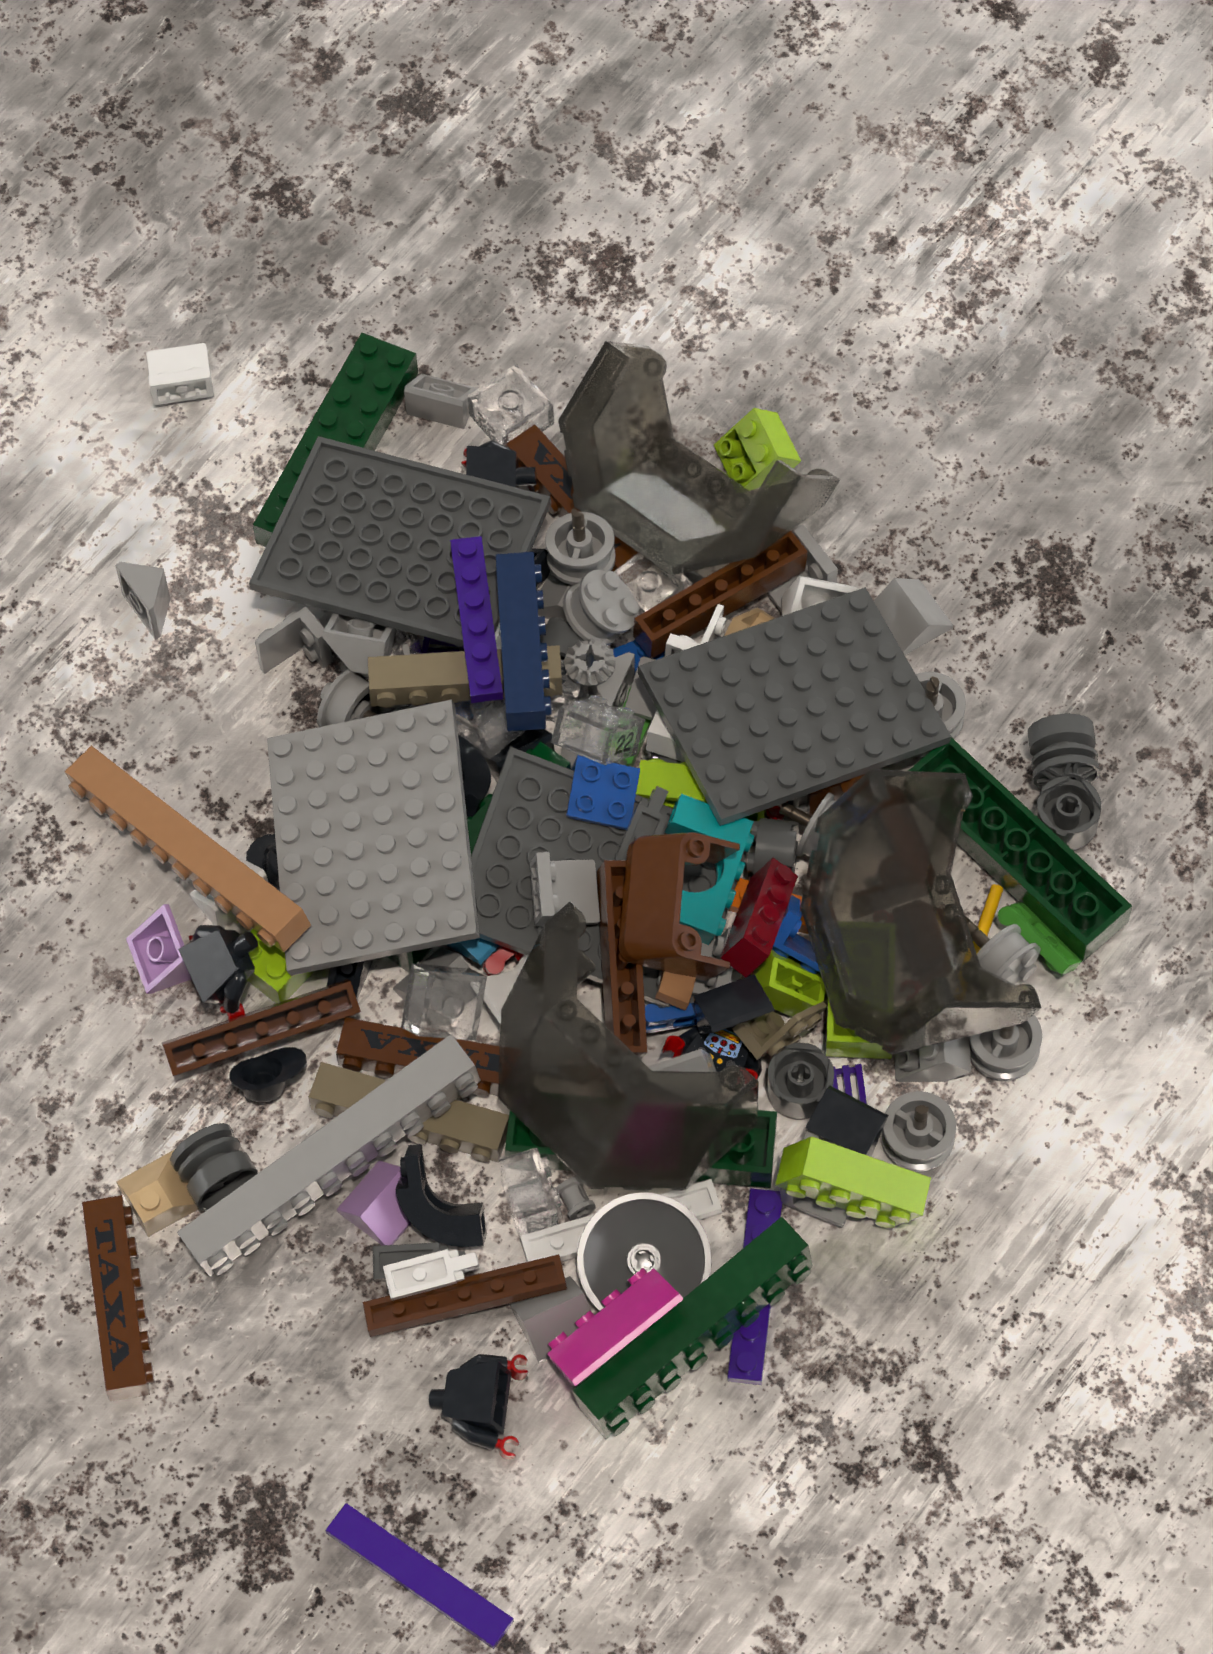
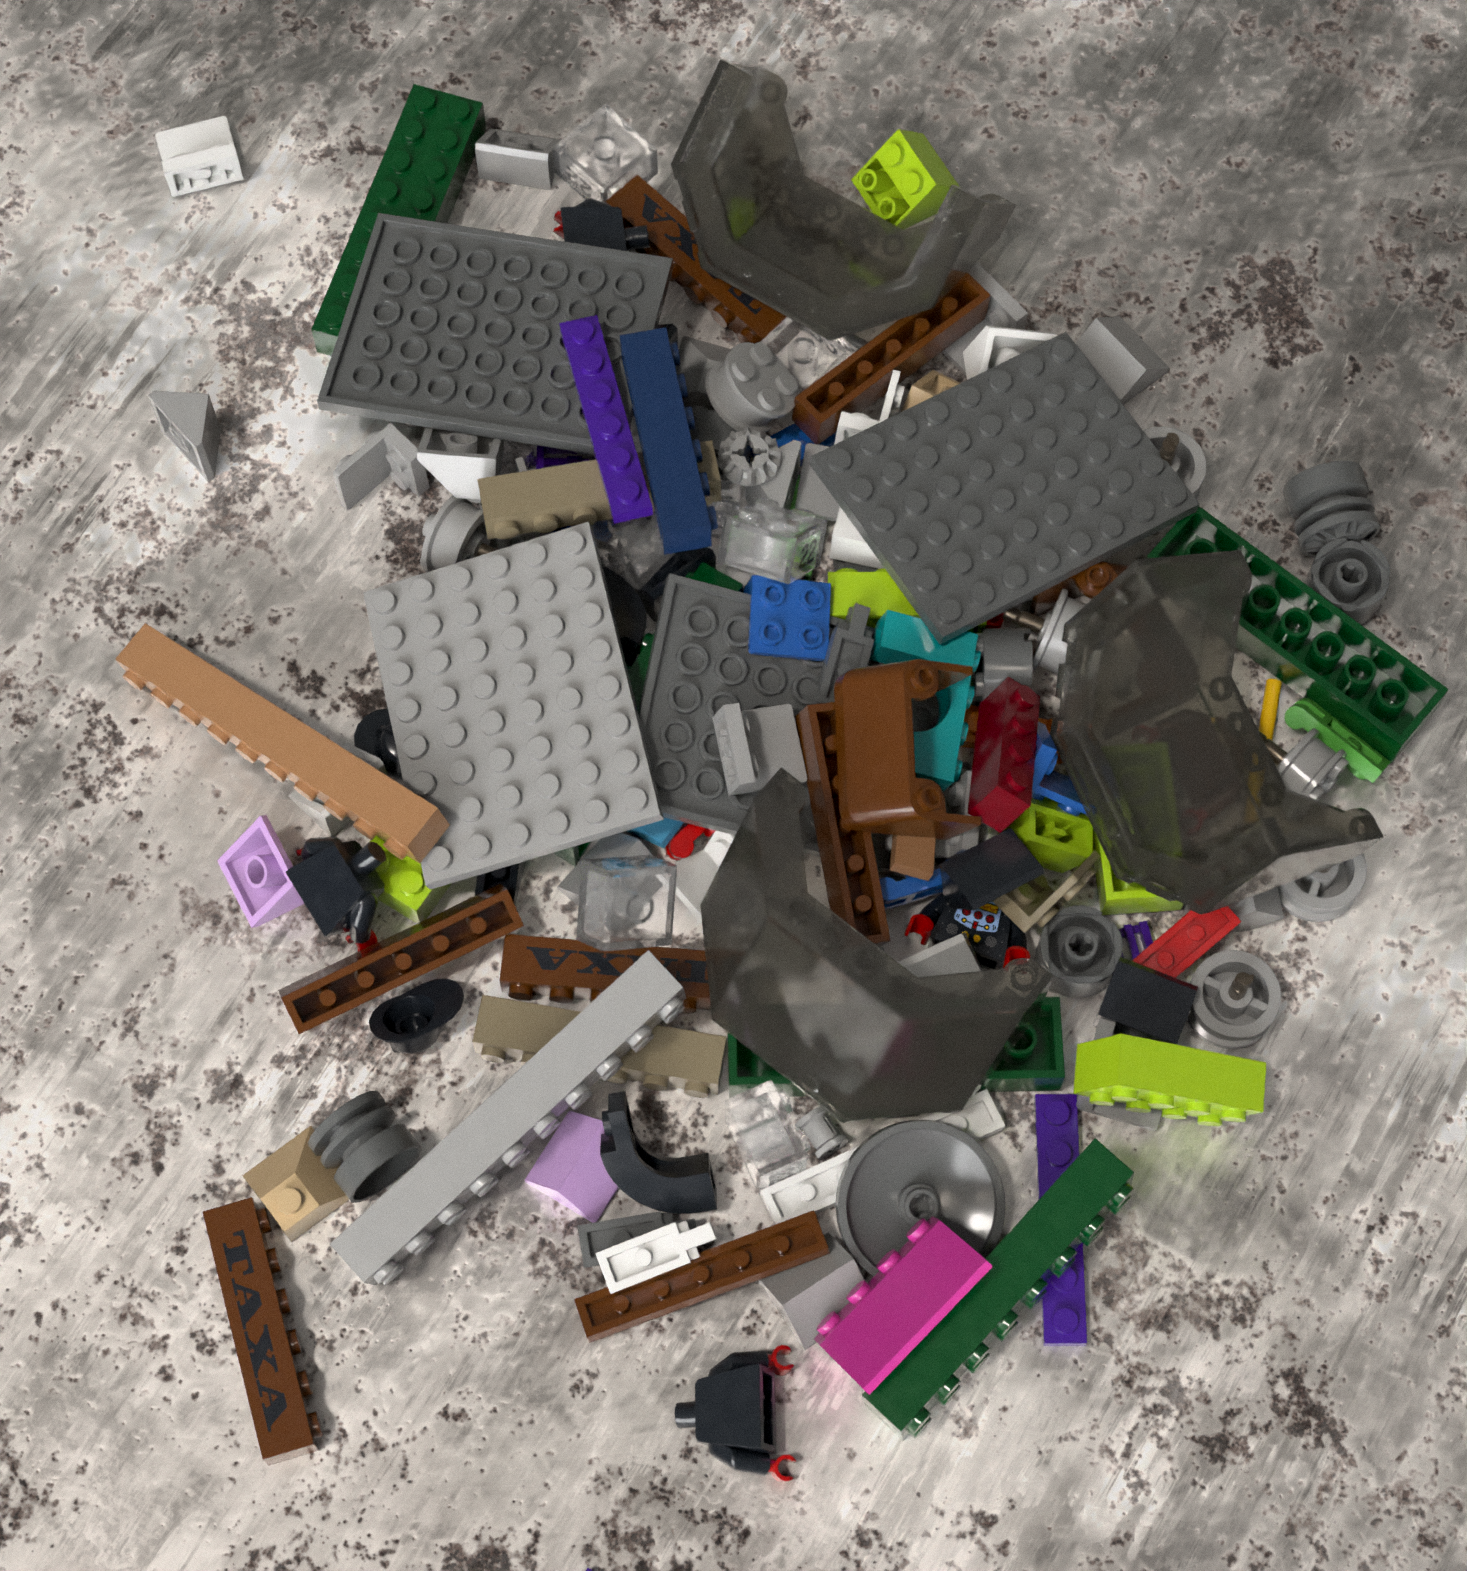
camera: 10 degrees left, 5 degrees up
(579, 545) = (714, 316): light grey wheel -> none
(889, 1078) = (1187, 941): none -> red plate

